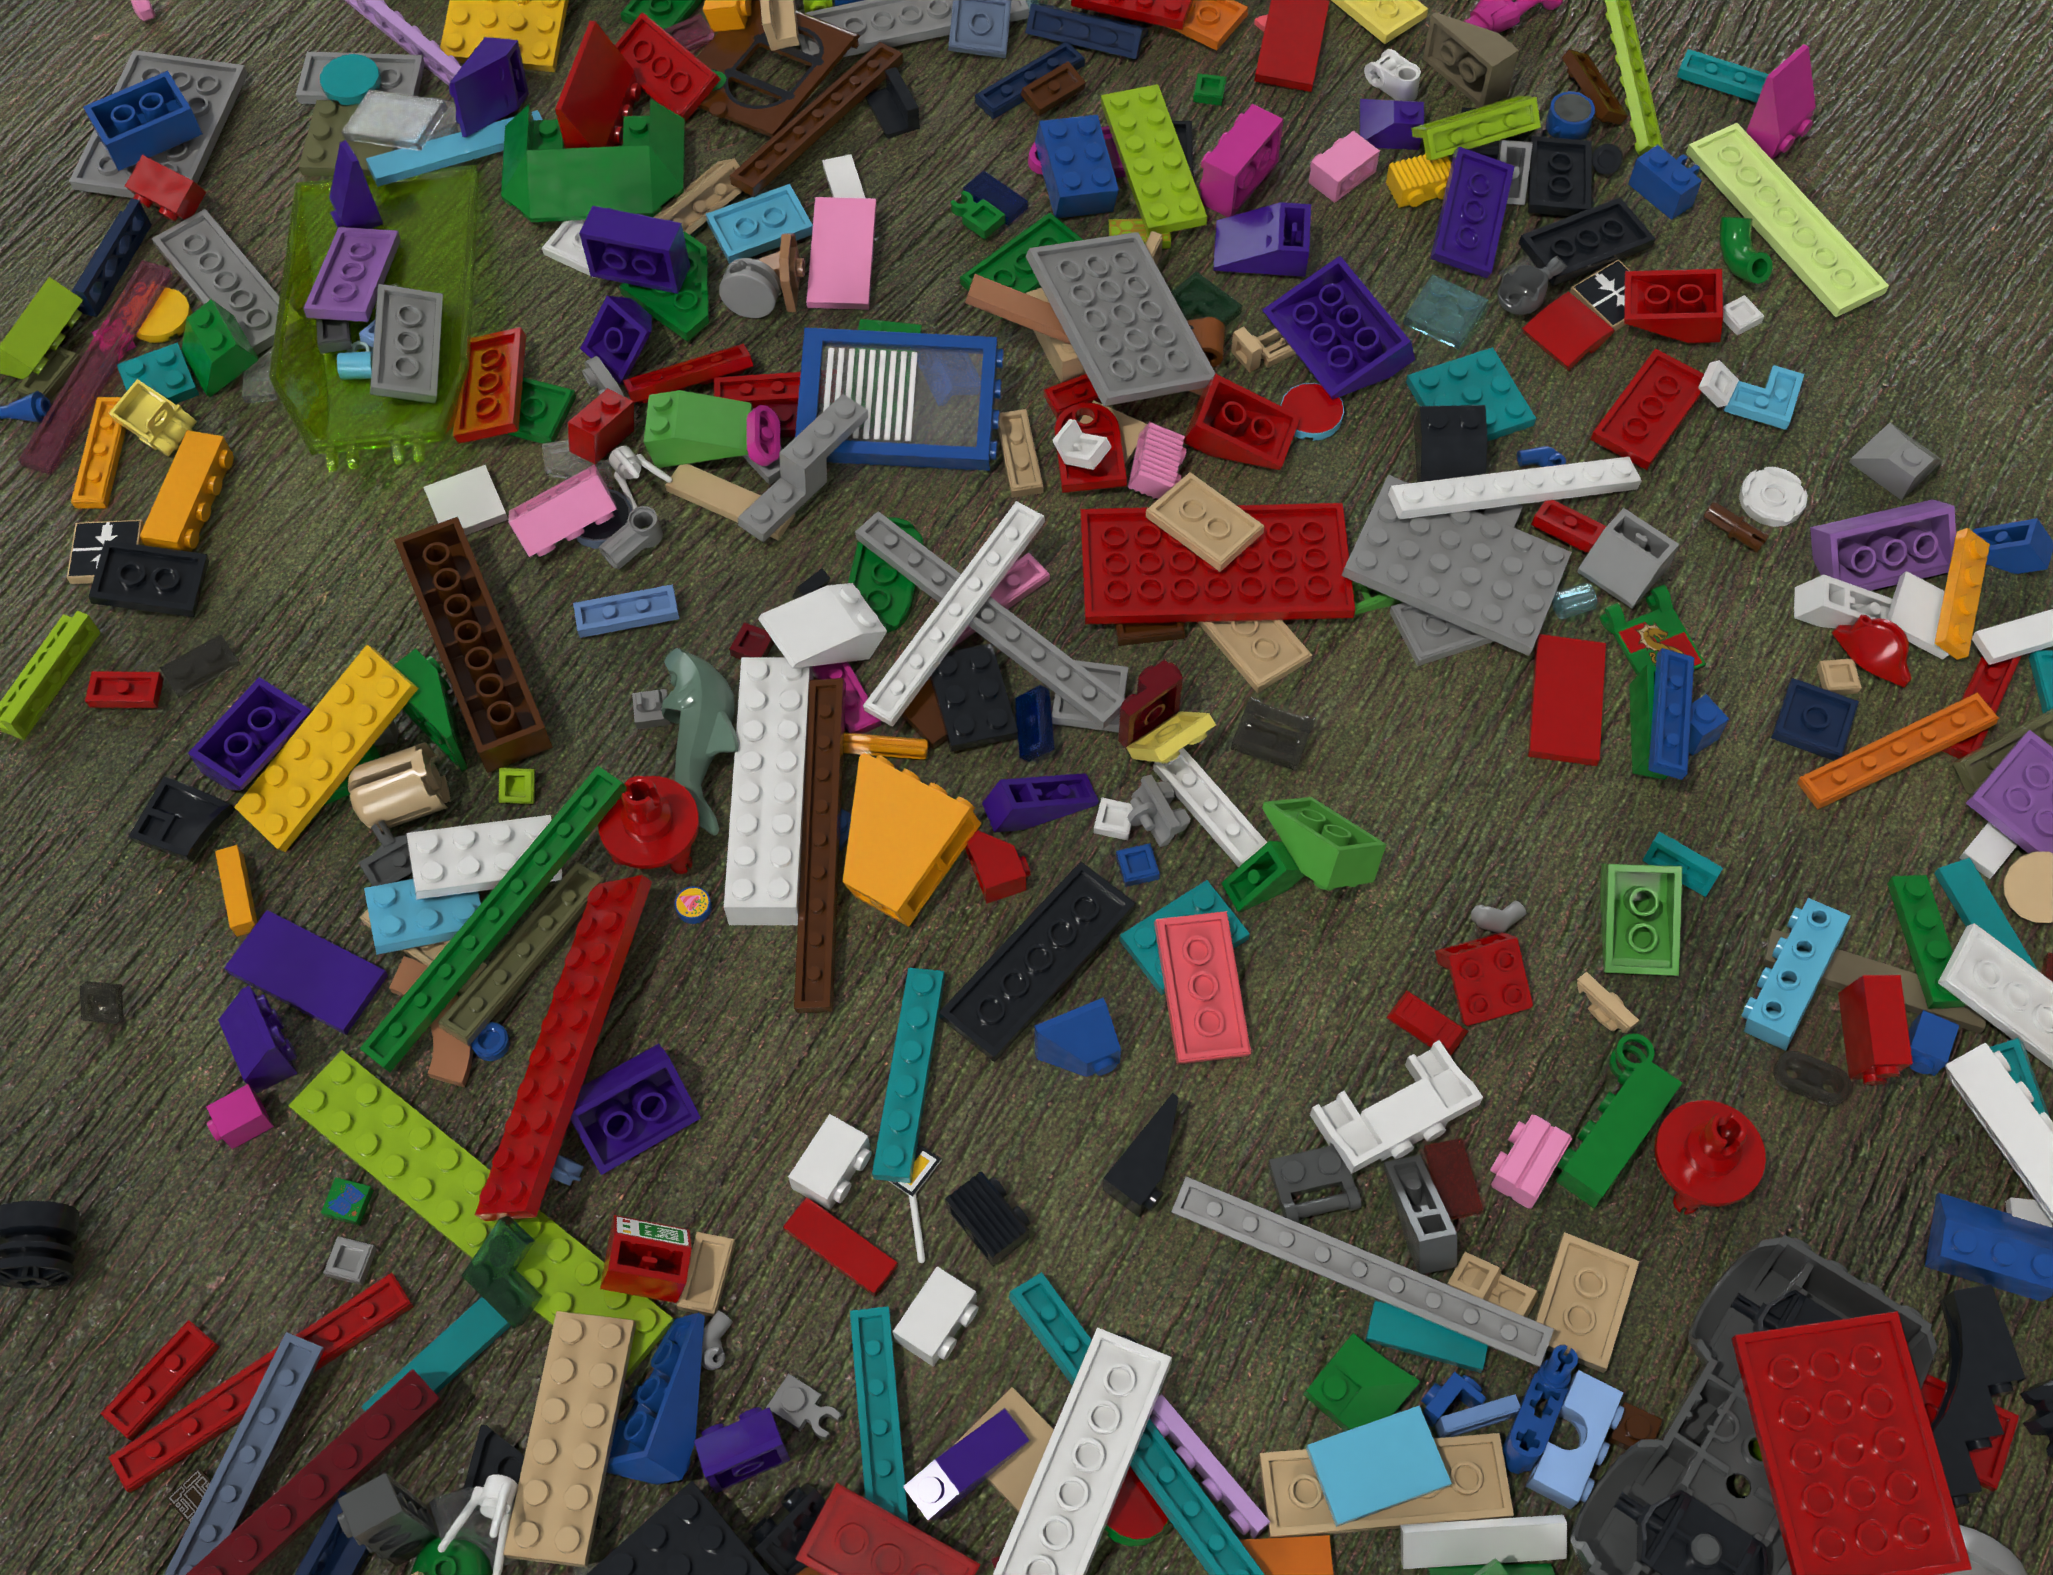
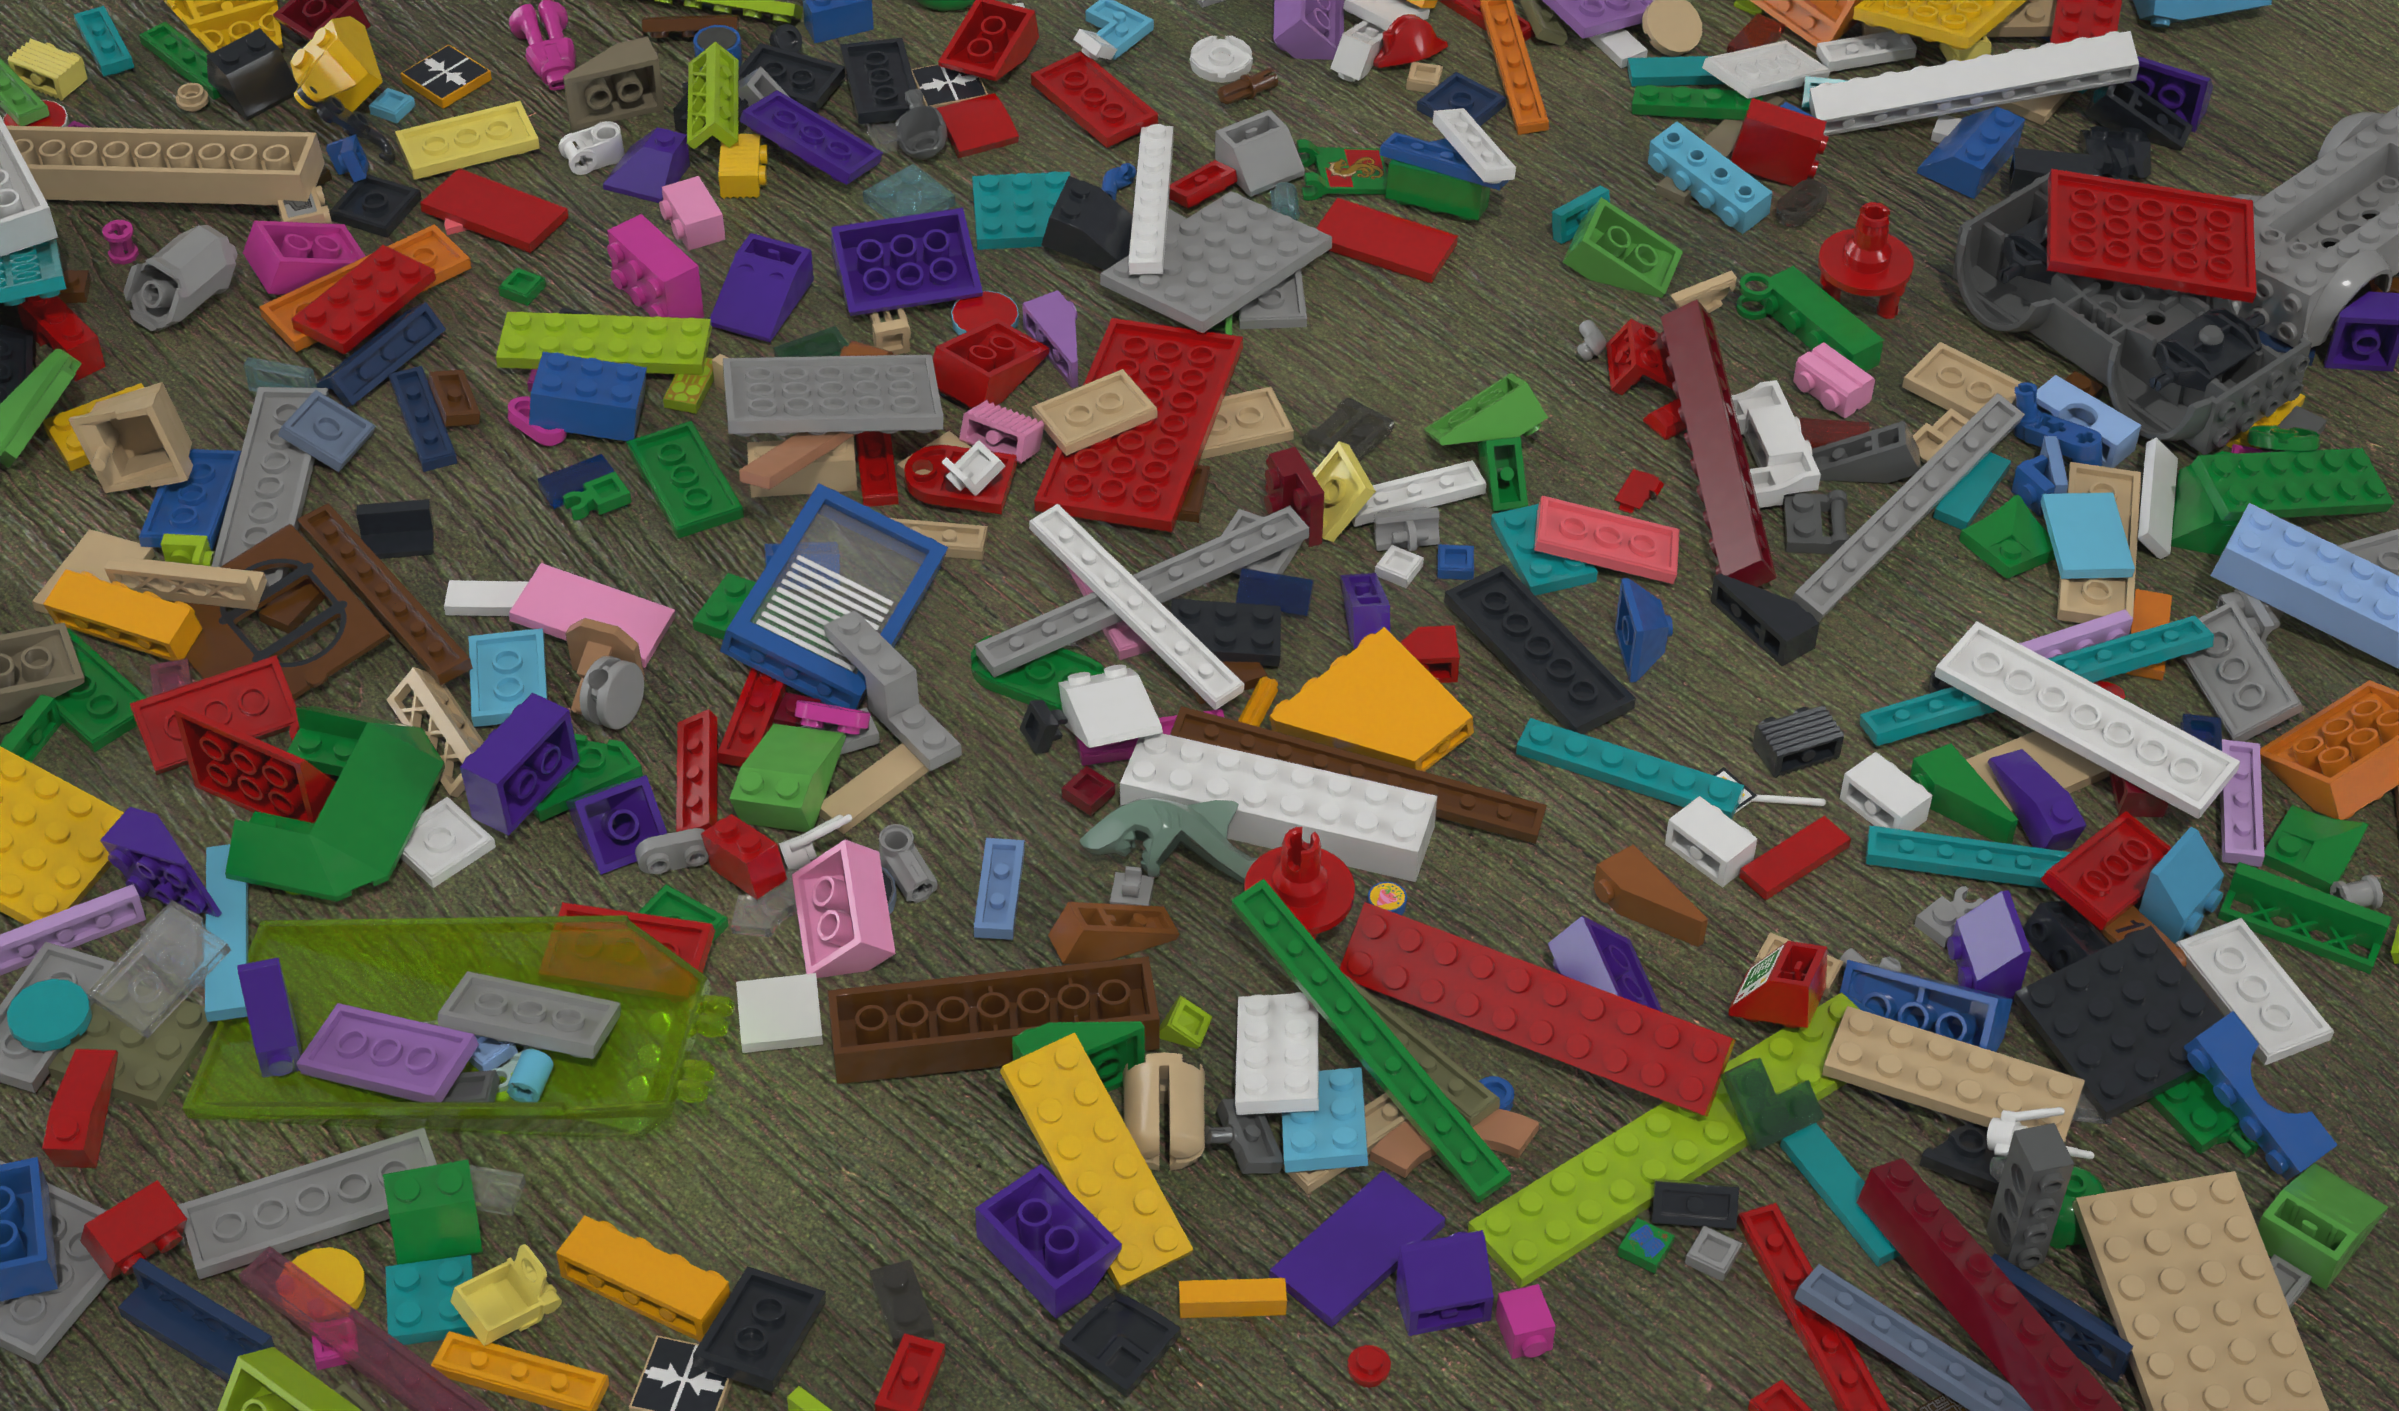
camera: 75 degrees left, 15 degrees down
(184, 1007) = (1369, 1365): none -> red plate
(270, 126) = (80, 1109): none -> red slope
(391, 1231) = (1695, 1203): none -> black plate
(597, 704) = (1109, 931): none -> dark orange slope
(750, 1111) = (1647, 896): none -> dark orange slope
(789, 72) = (292, 607): none -> reddish brown tile
(967, 1381) = (1963, 794): none -> green slope
(1301, 1005) = (1637, 489): none -> red piece
(1305, 469) = (1052, 323): none -> medium lavender slope
(1362, 1058) = (1716, 445): none -> dark red brick
(1690, 726) = (1474, 145): none -> white plate

